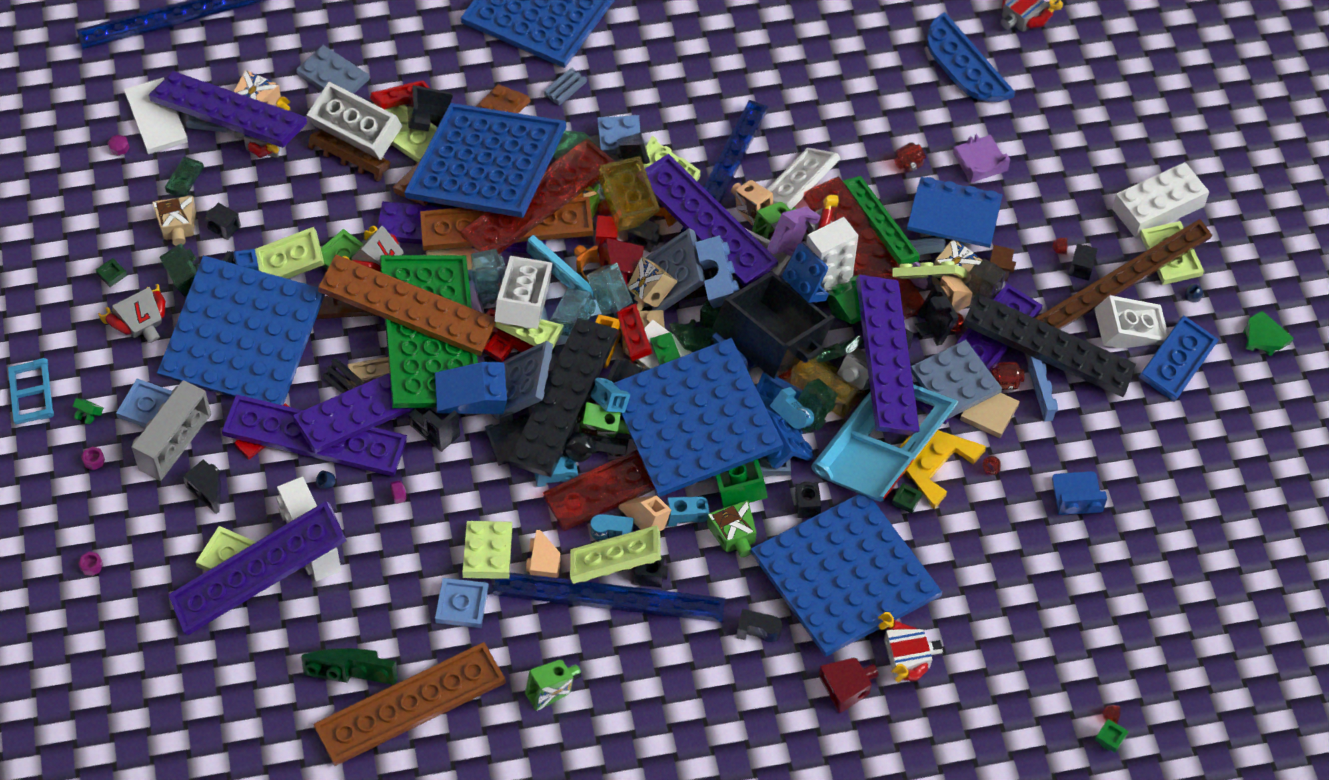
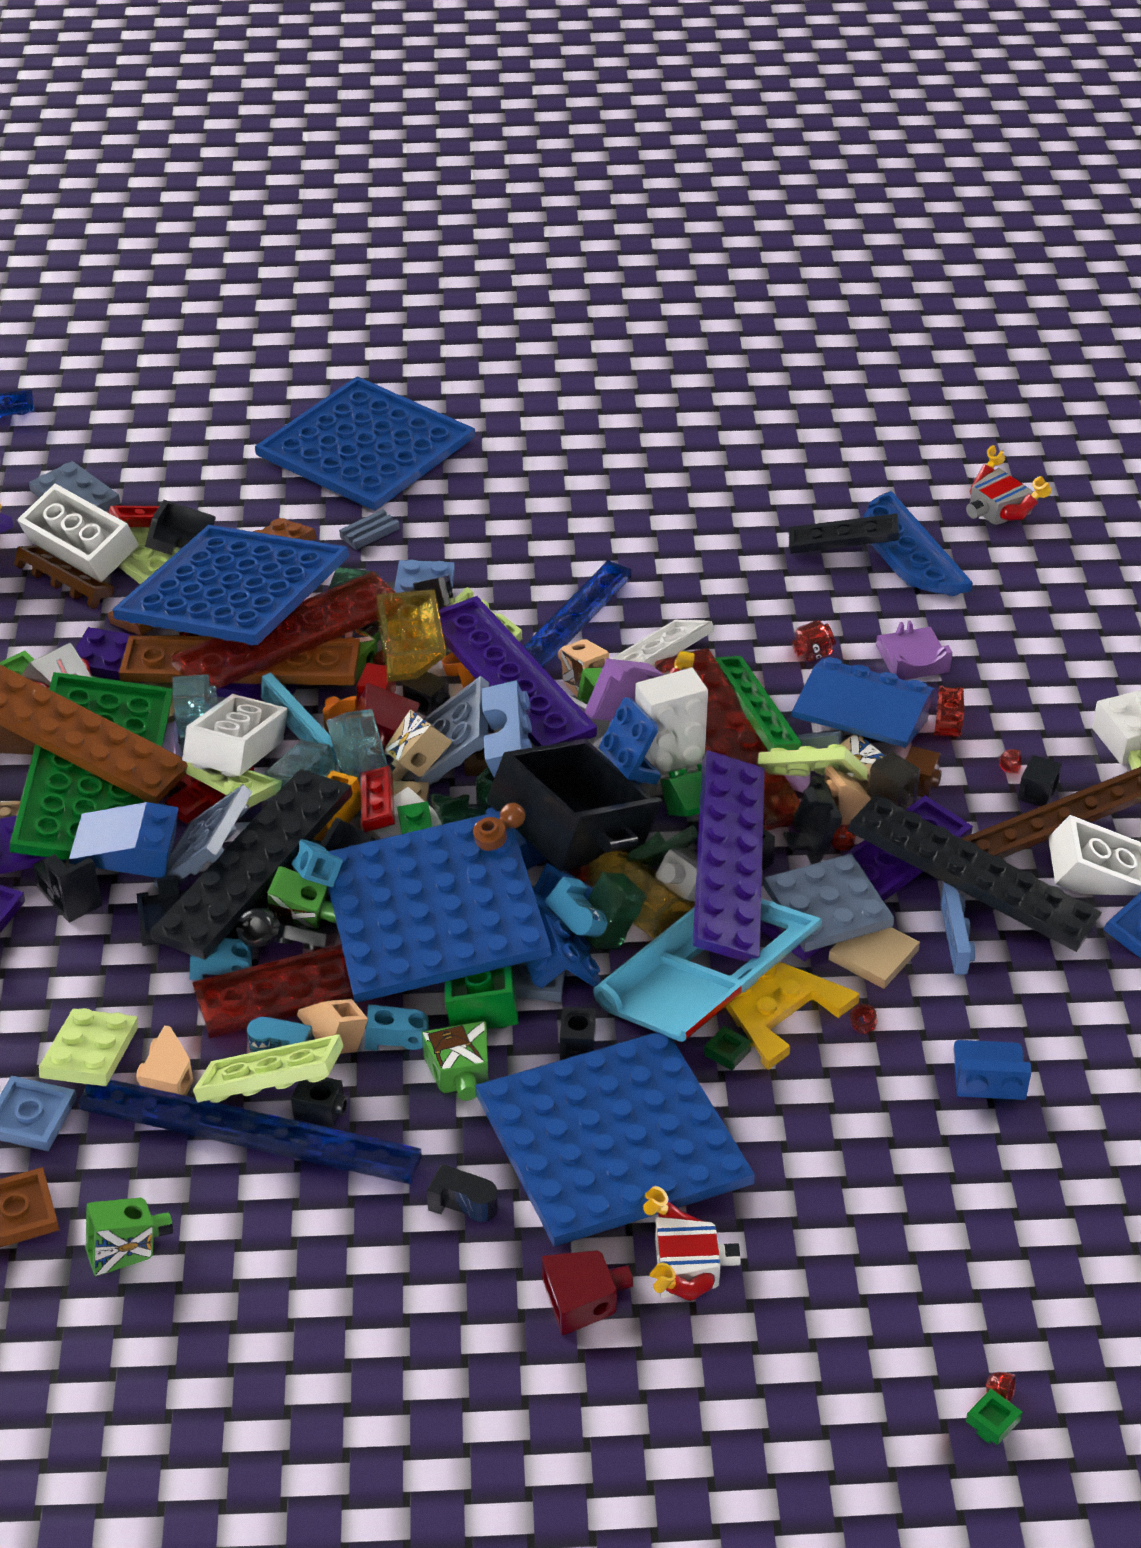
camera: 10 degrees right, 15 degrees down
(738, 347) = (511, 816): none -> dark orange plate
(917, 57) = (844, 533): none -> black plate
(1008, 375) = (908, 906): clear red head -> none
(1013, 208) = (949, 711): none -> clear red leg

